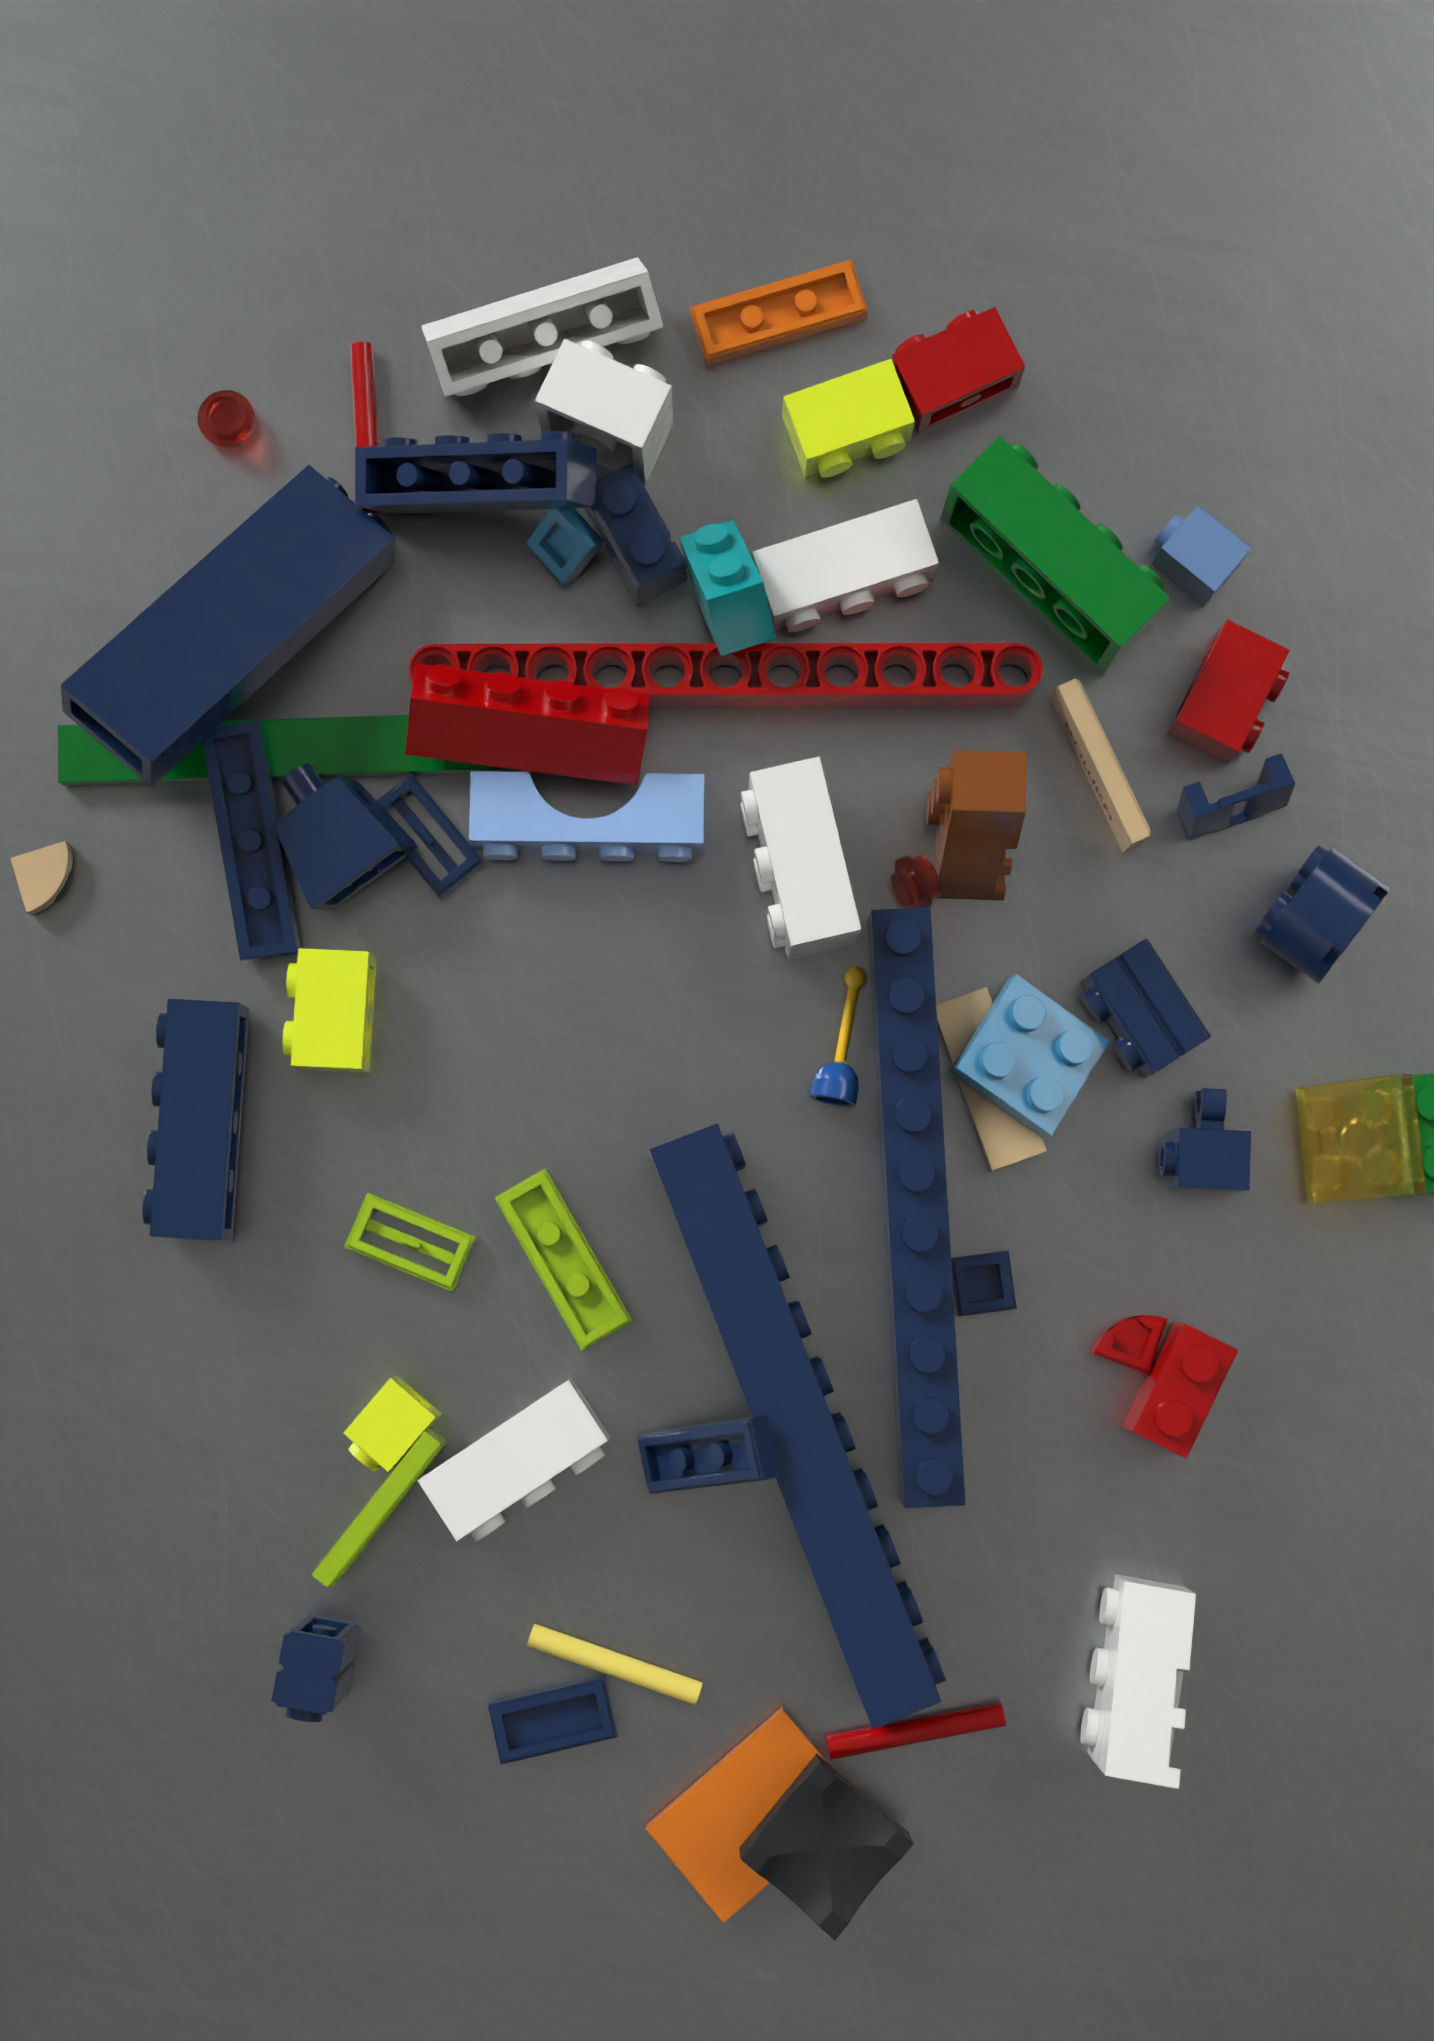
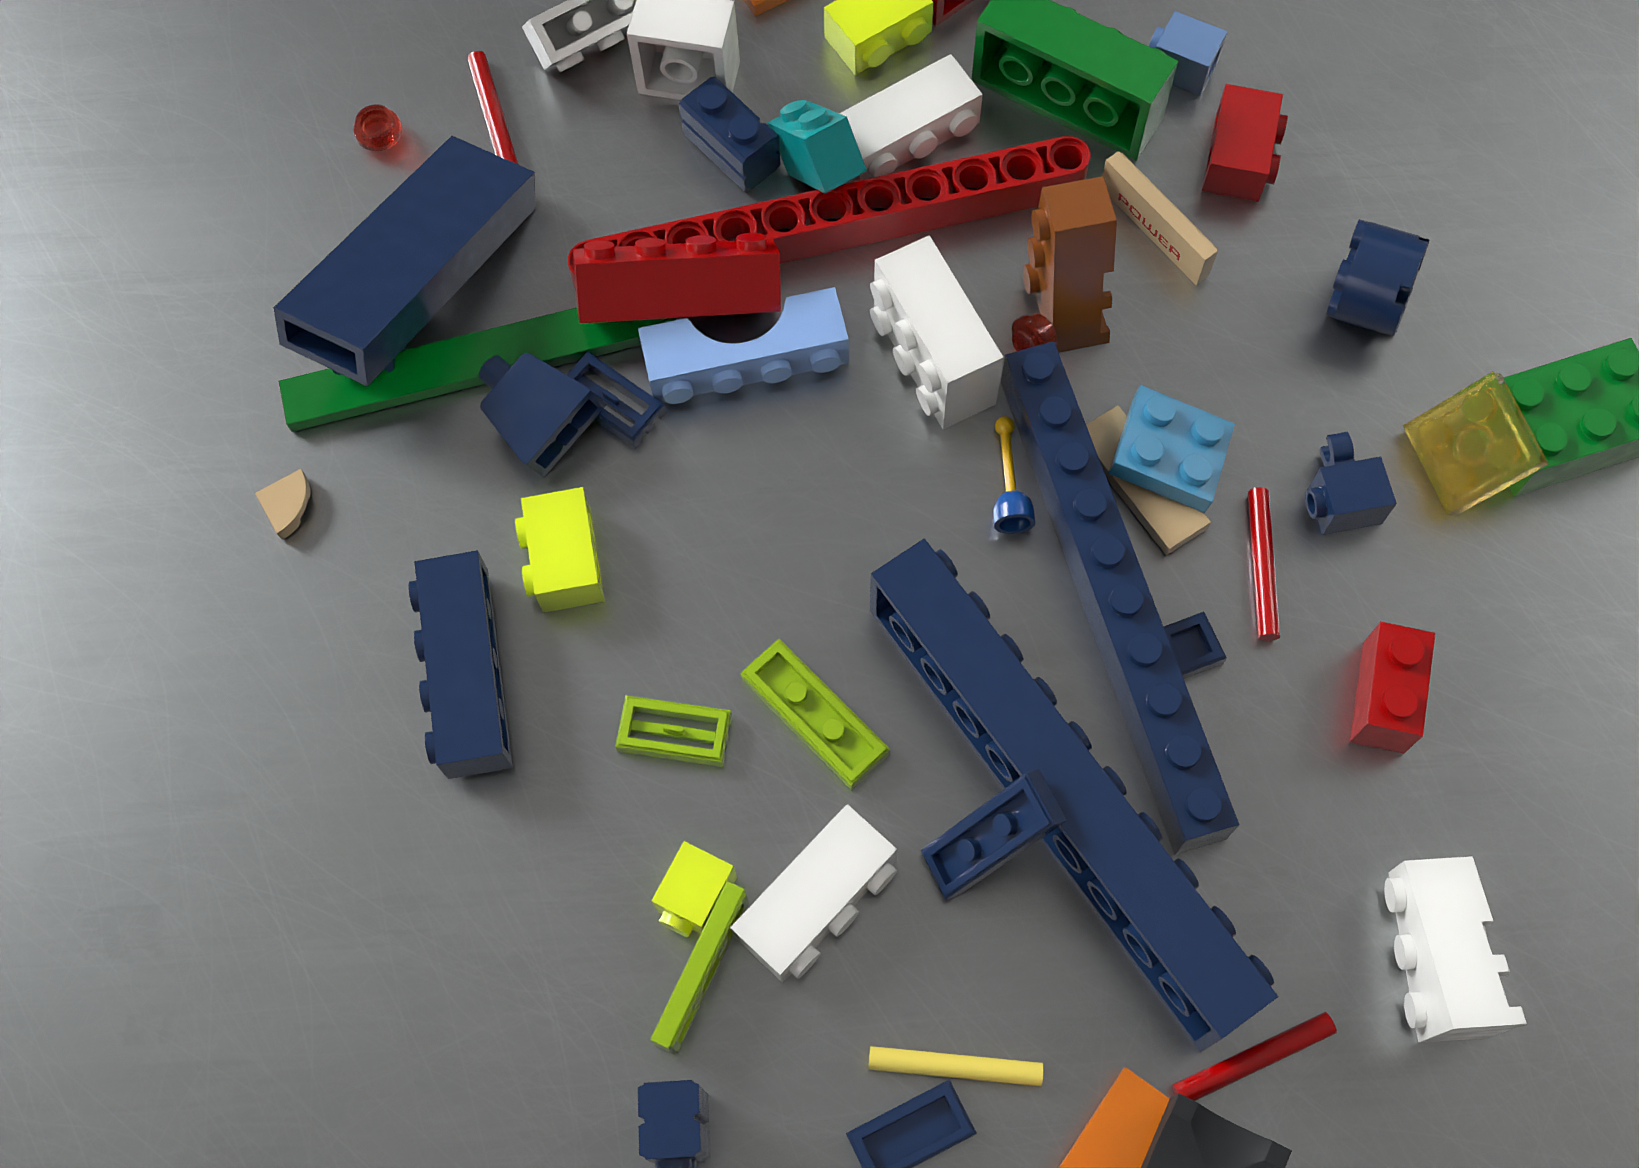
camera: 10 degrees left, 15 degrees down
(248, 840) = (462, 430): dark blue plate -> none
(476, 475) = (591, 107): dark blue brick -> none
(565, 543) = (674, 153): dark azure plate -> none
(1091, 1209) = (1263, 564): none -> red bar
(1132, 1342) = (1336, 665): red tile -> none
(1143, 1010) = (1255, 390): dark blue brick -> none
(1271, 794) = (1257, 234): dark blue piece -> none

